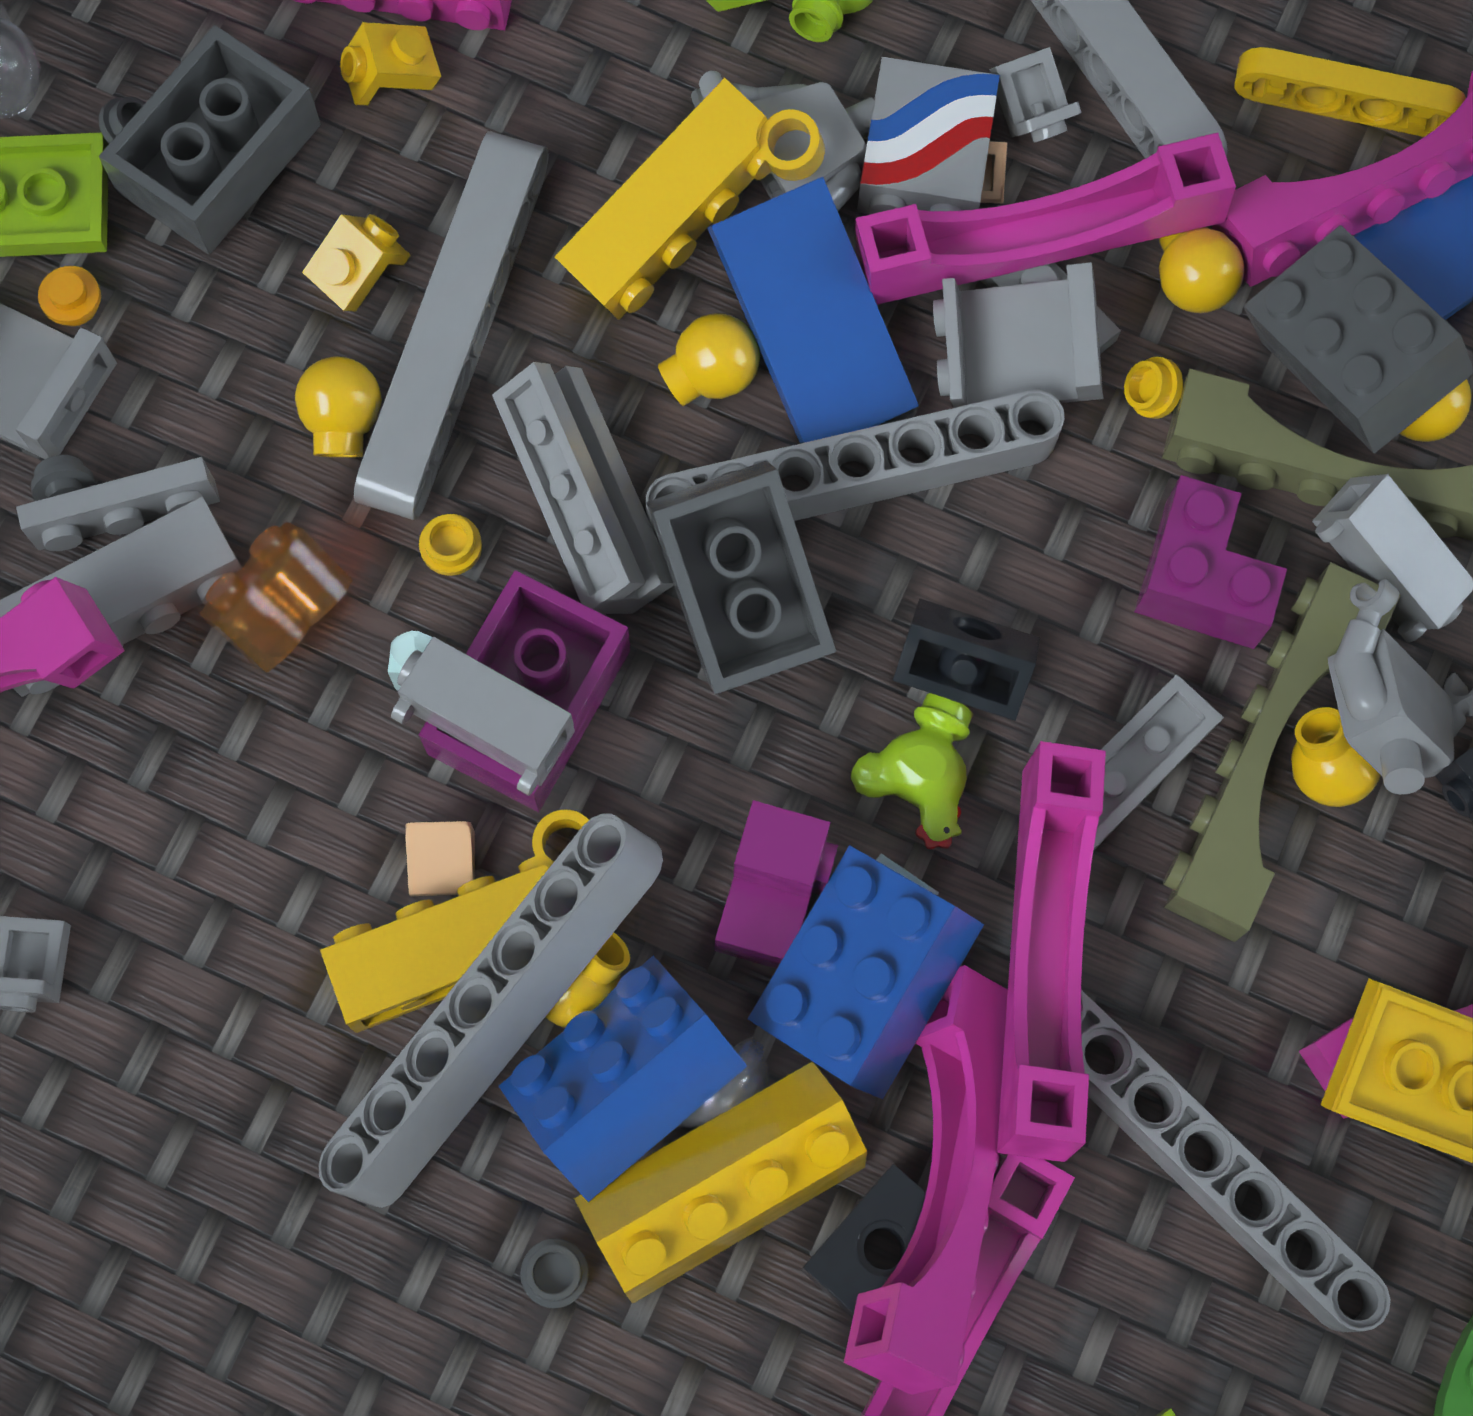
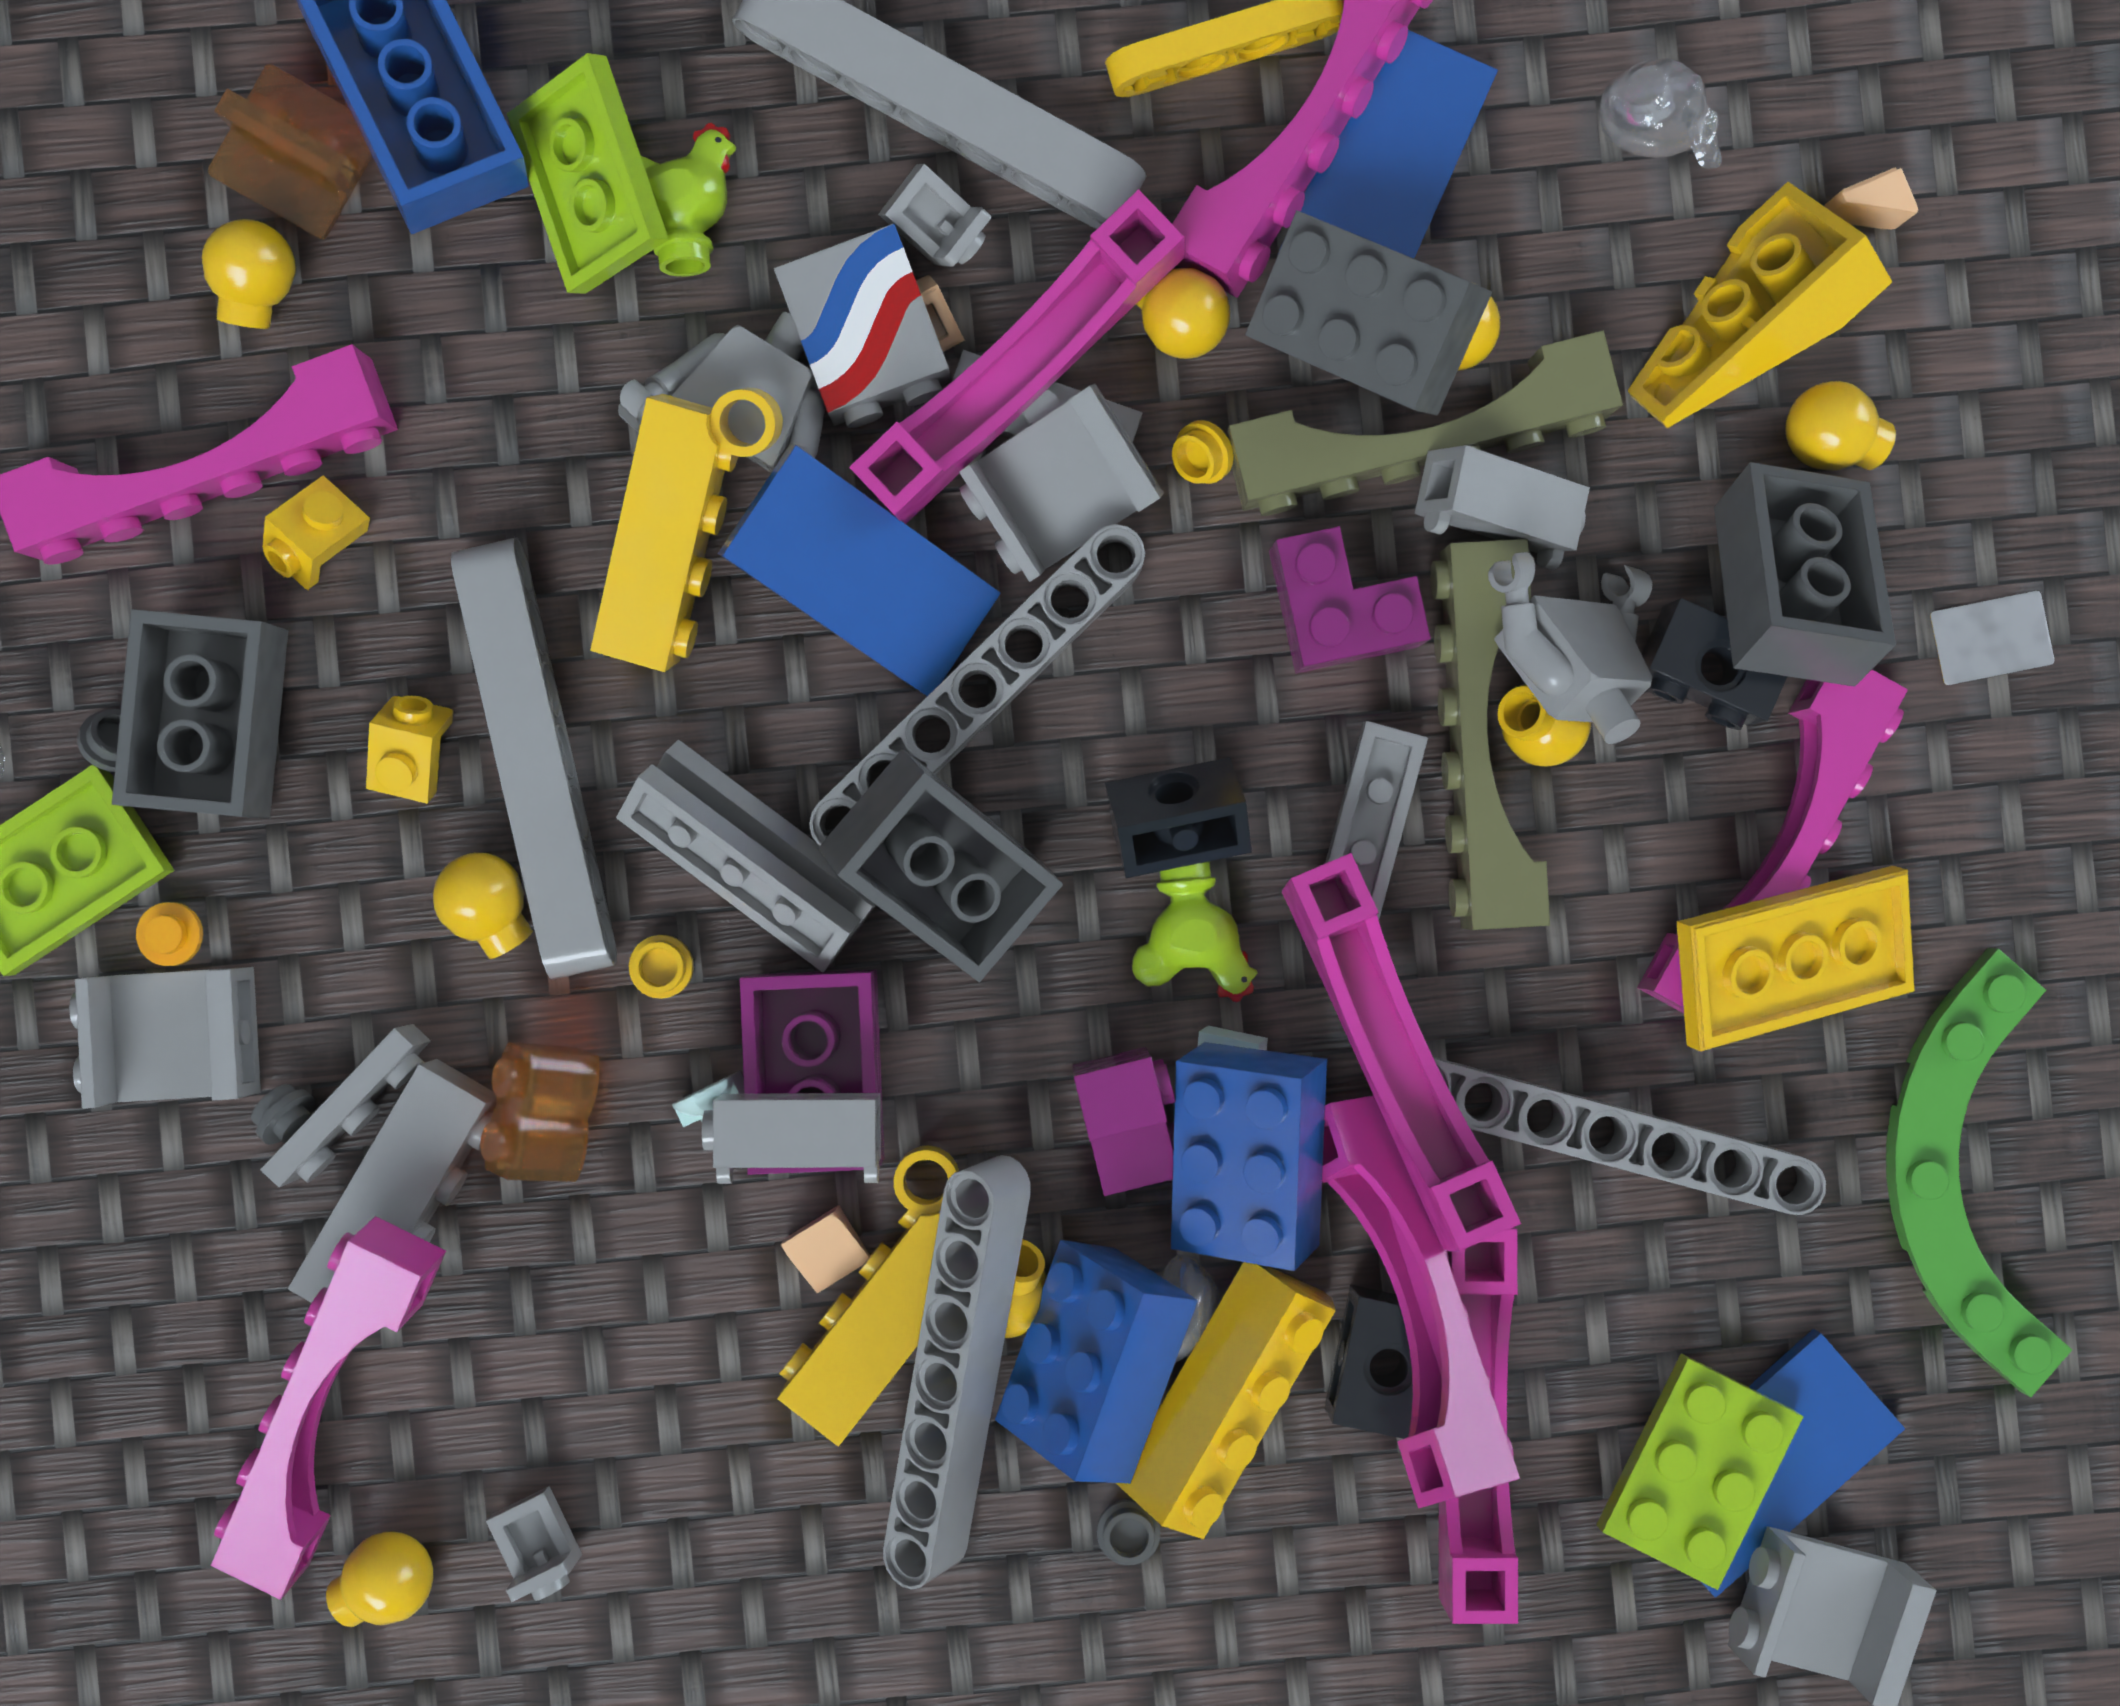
camera: 30 degrees left, 15 degrees up
(712, 359) = (790, 662): yellow piece -> none

